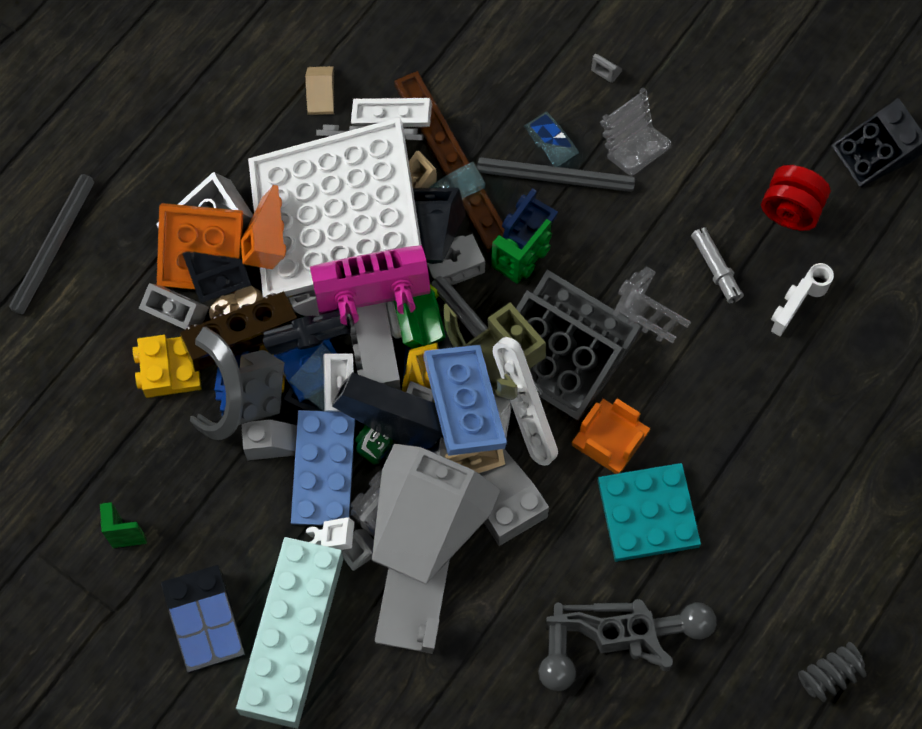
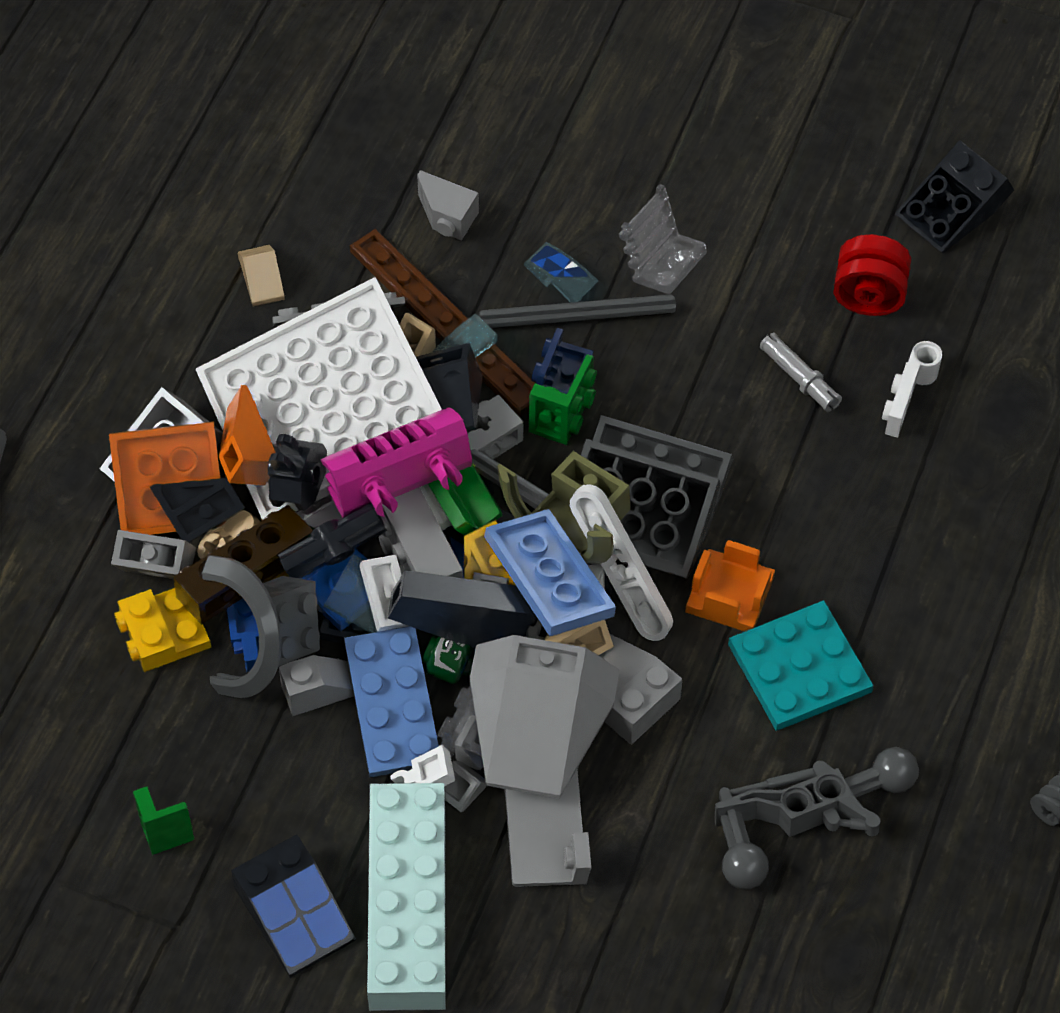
camera: 15 degrees left, 10 degrees down
(291, 268) = (296, 472): none -> black hinge
(412, 111) = (330, 283): white plate -> none
(478, 64) = (447, 205): none -> light grey slope
(605, 68) = (602, 180): light grey slope -> none
(635, 303) = (716, 432): clear plate -> none

